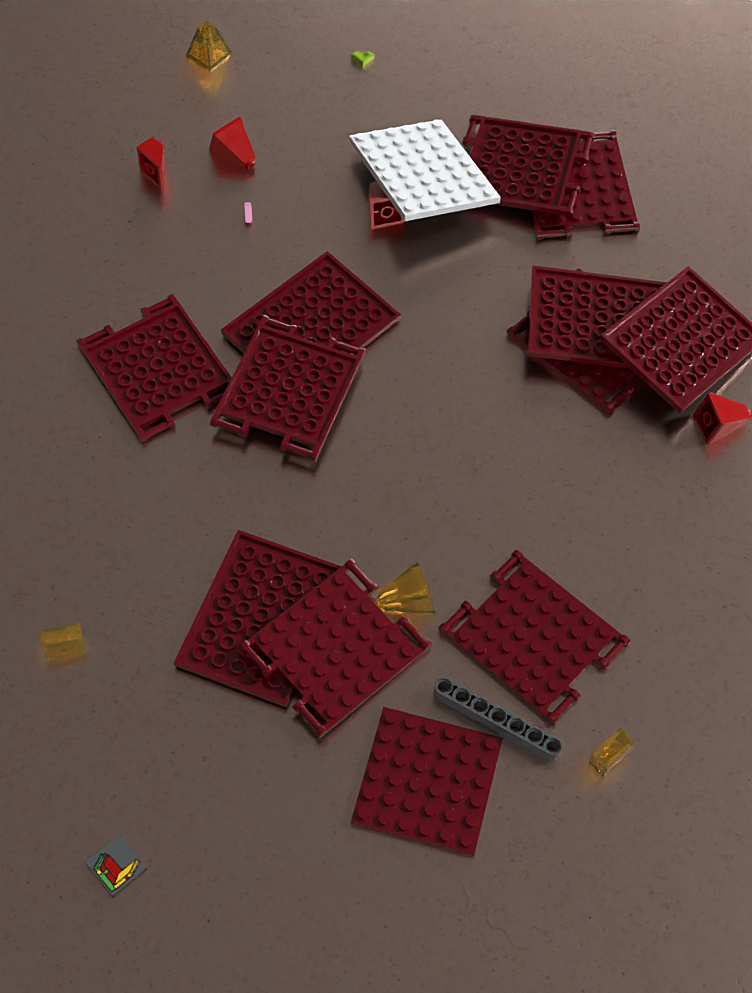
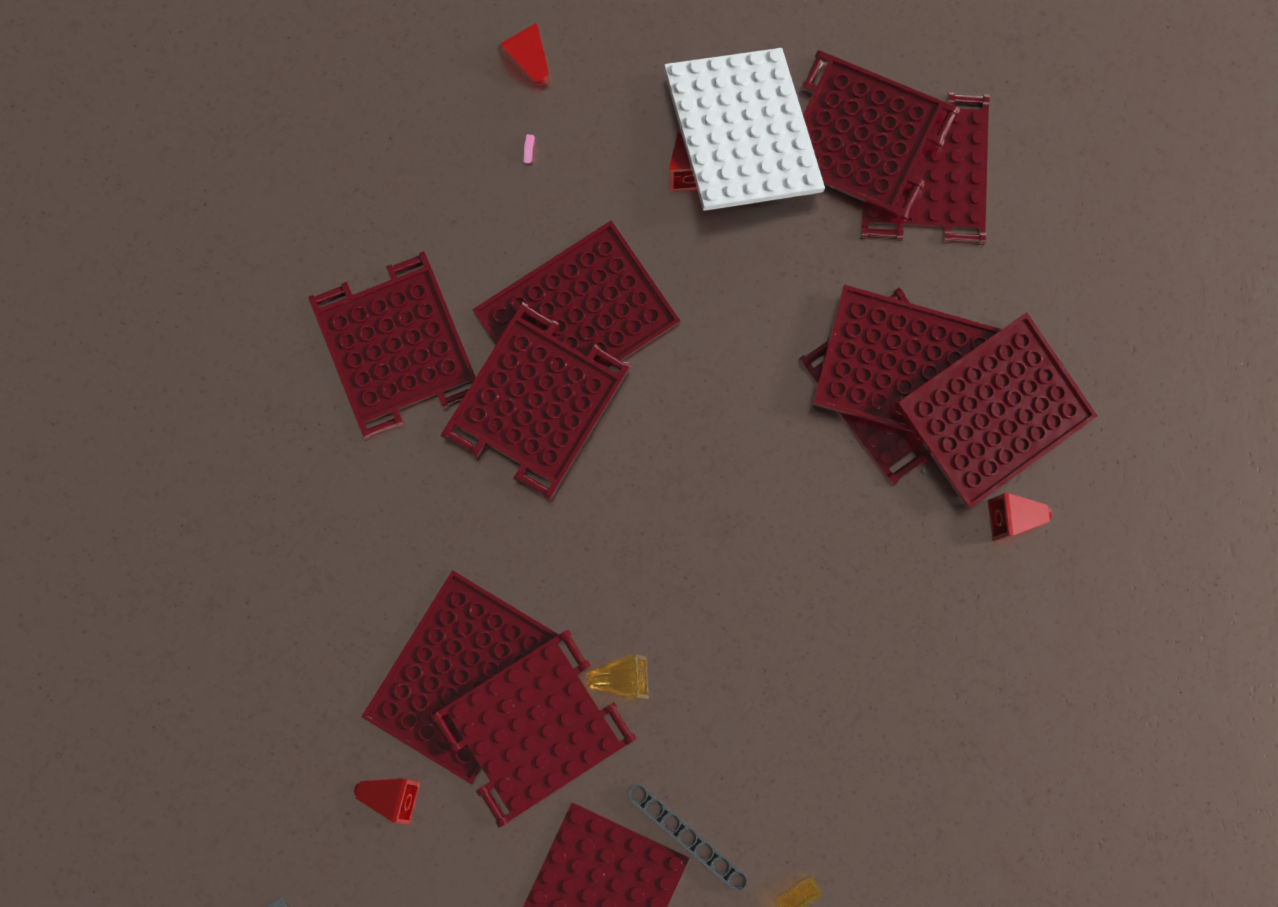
camera: 10 degrees right, 20 degrees up
(62, 640) = (249, 672): clear yellow brick -> none
(153, 161) = (427, 62): red slope -> none
(211, 725) = (389, 797): none -> red slope
(534, 637) = (747, 746): dark red plate -> none

